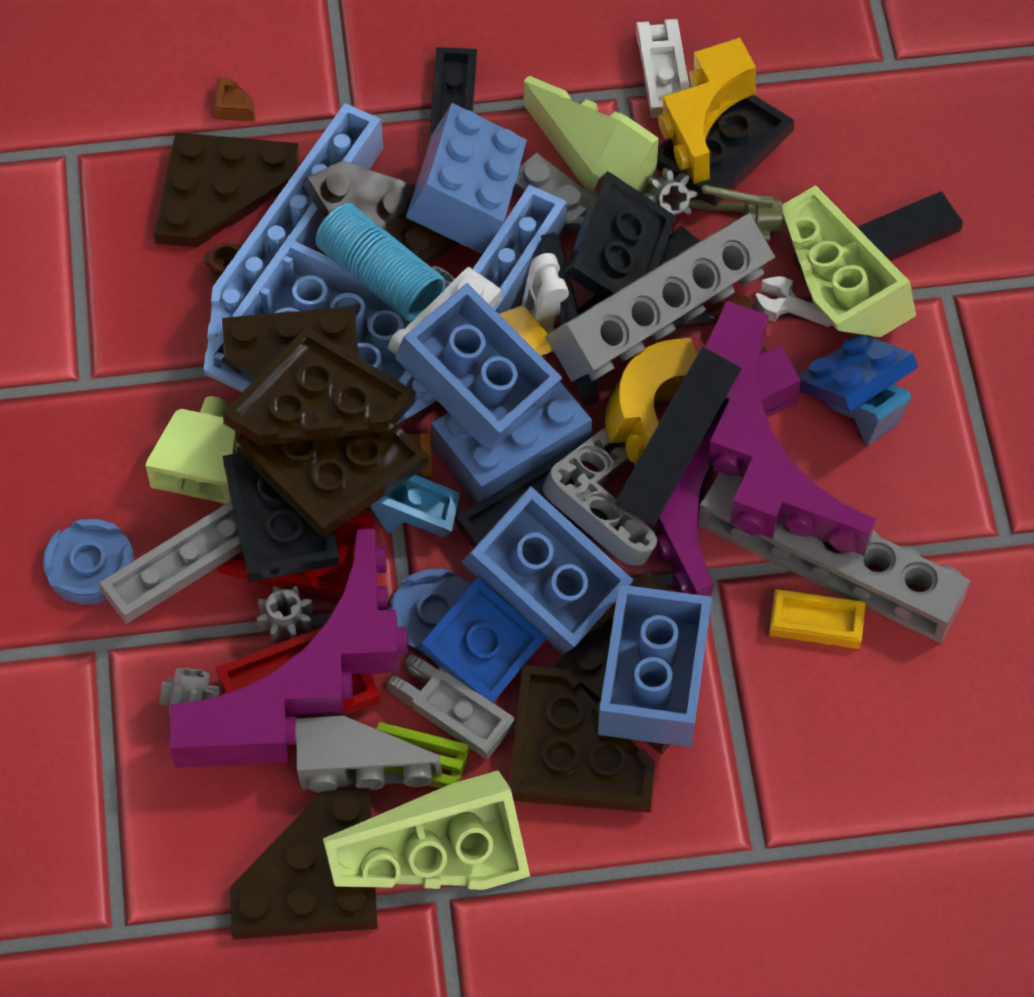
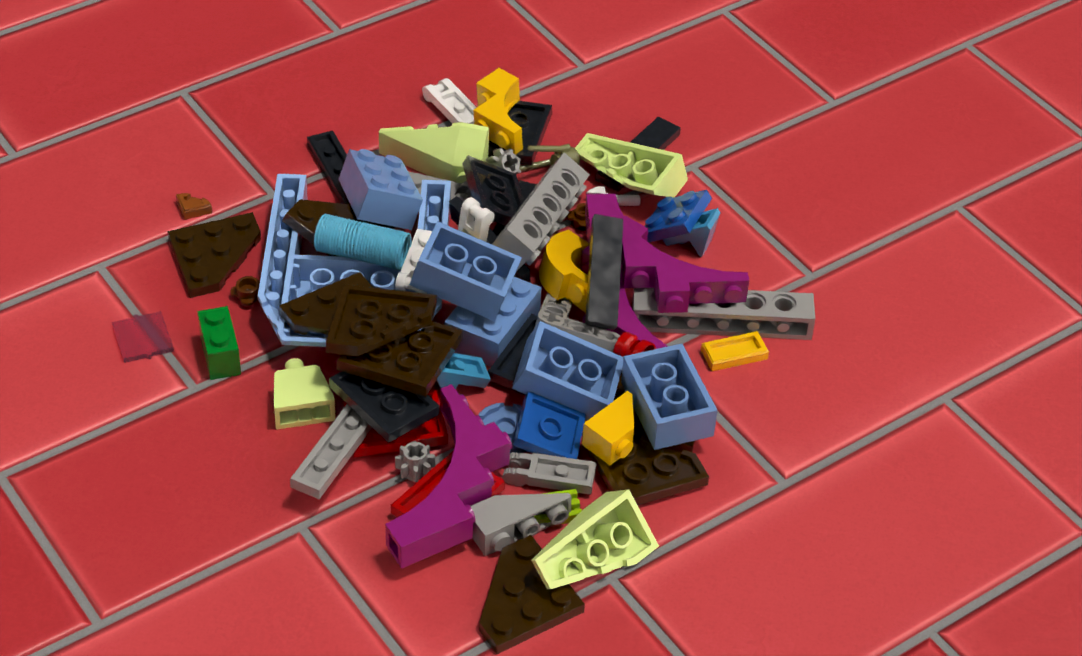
camera: 30 degrees left, 15 degrees down
(63, 280) = (142, 337): none -> clear pink piece
(84, 557) = (262, 482): medium blue tile -> none
(140, 333) = (219, 343): none -> green brick
(187, 686) = (377, 522): light grey gear -> none
(556, 682) = (611, 430): none -> yellow slope
(656, 567) = (629, 344): none -> red wheel

